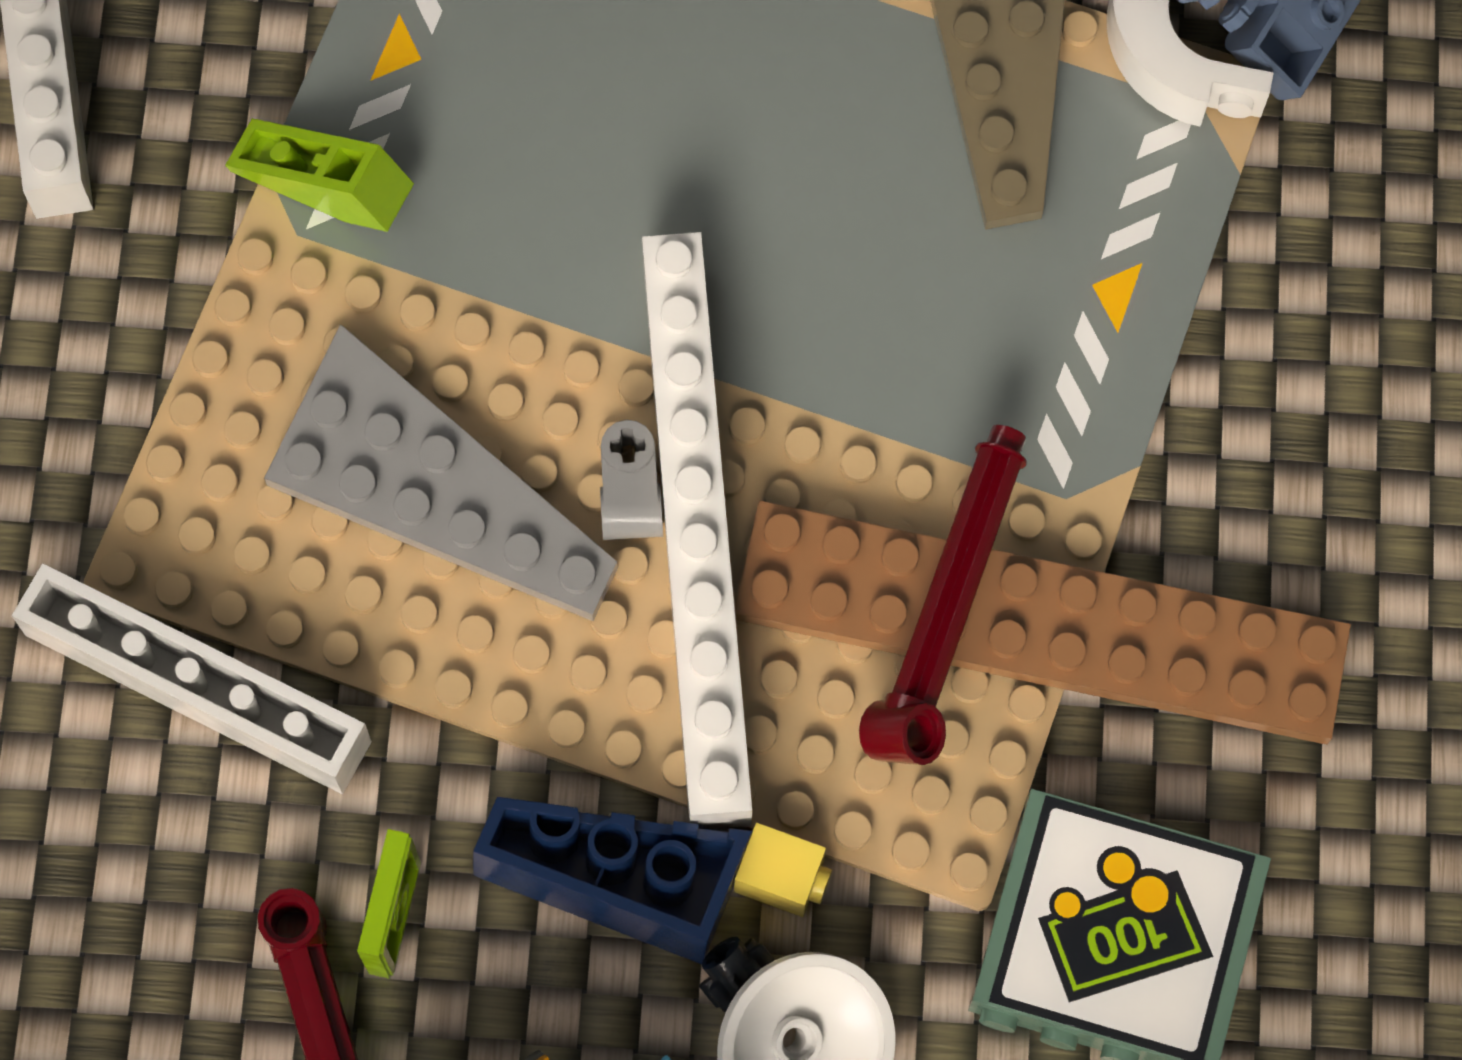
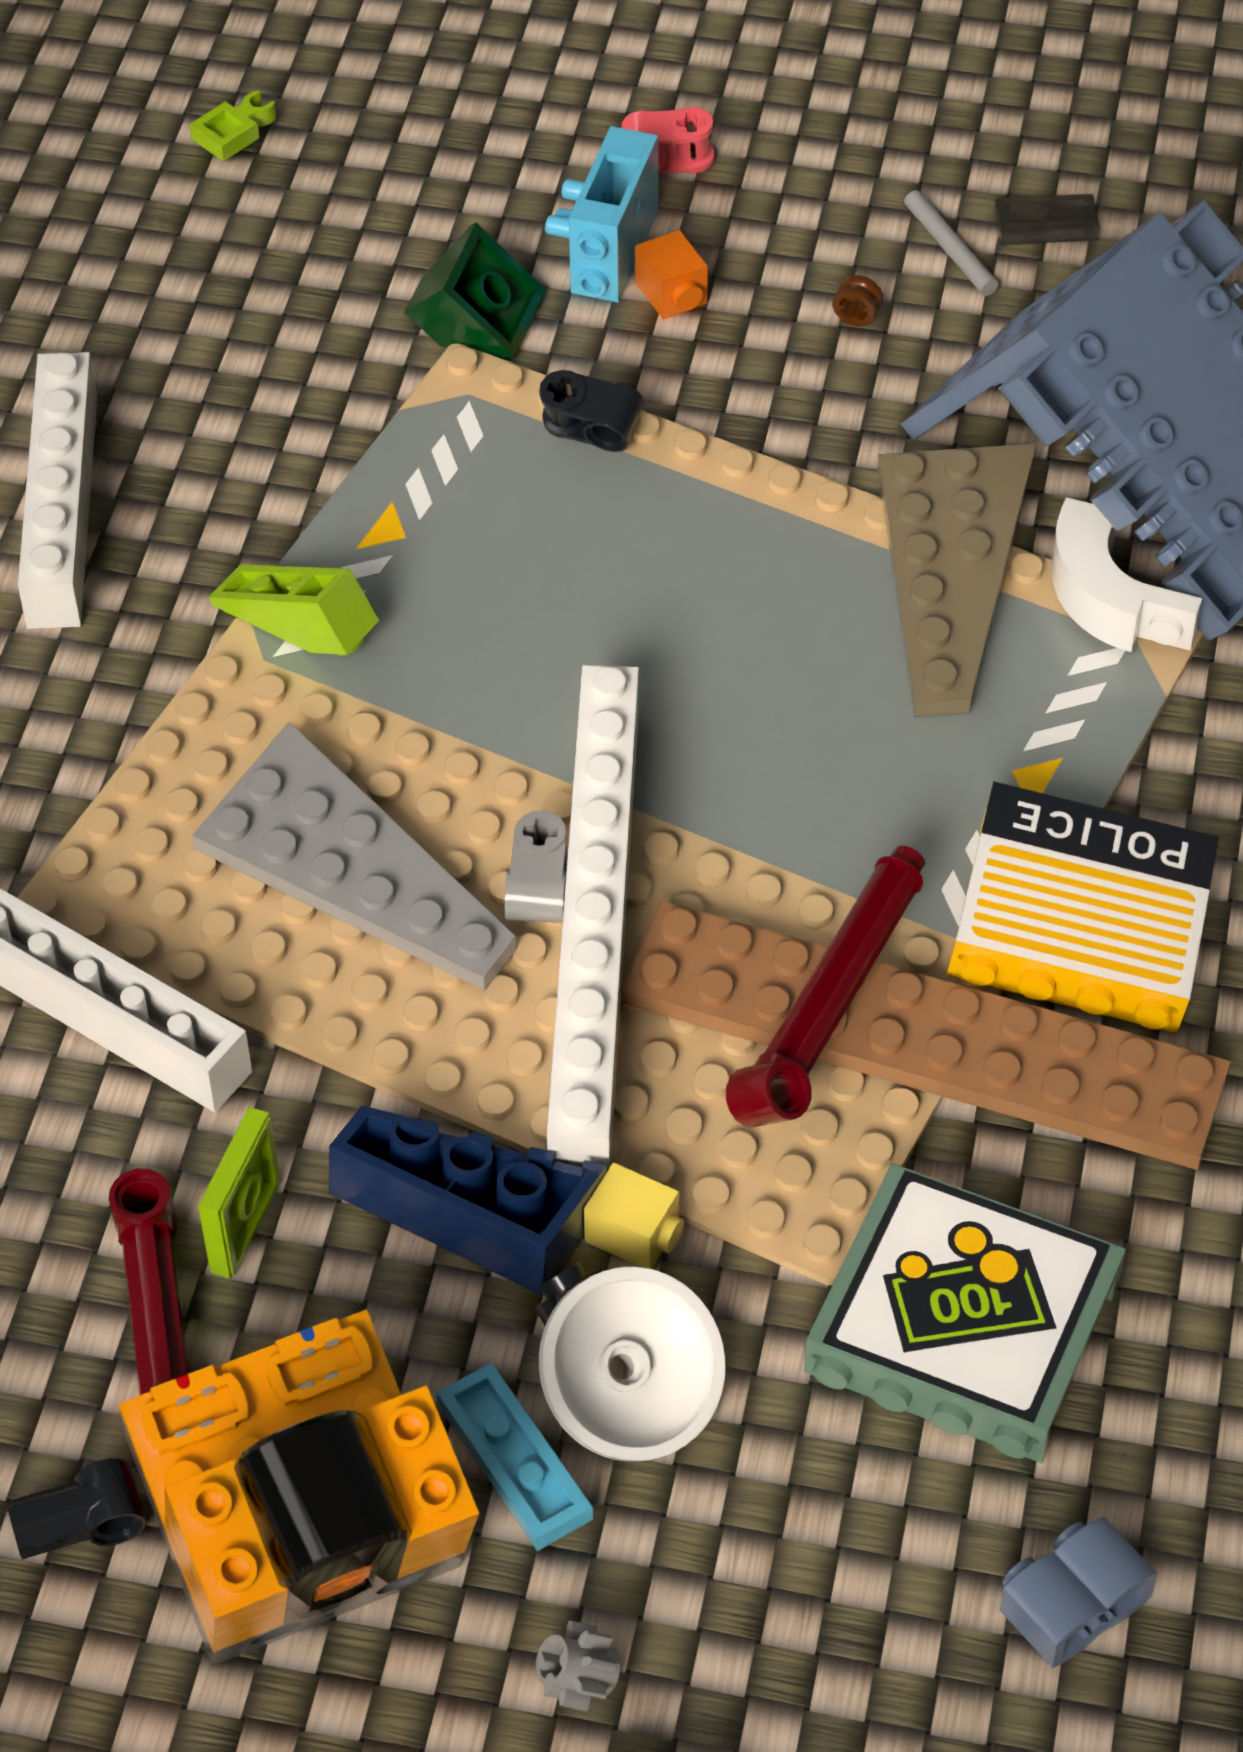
camera: 10 degrees right, 20 degrees down
(1189, 456) = (1085, 907): none -> panel

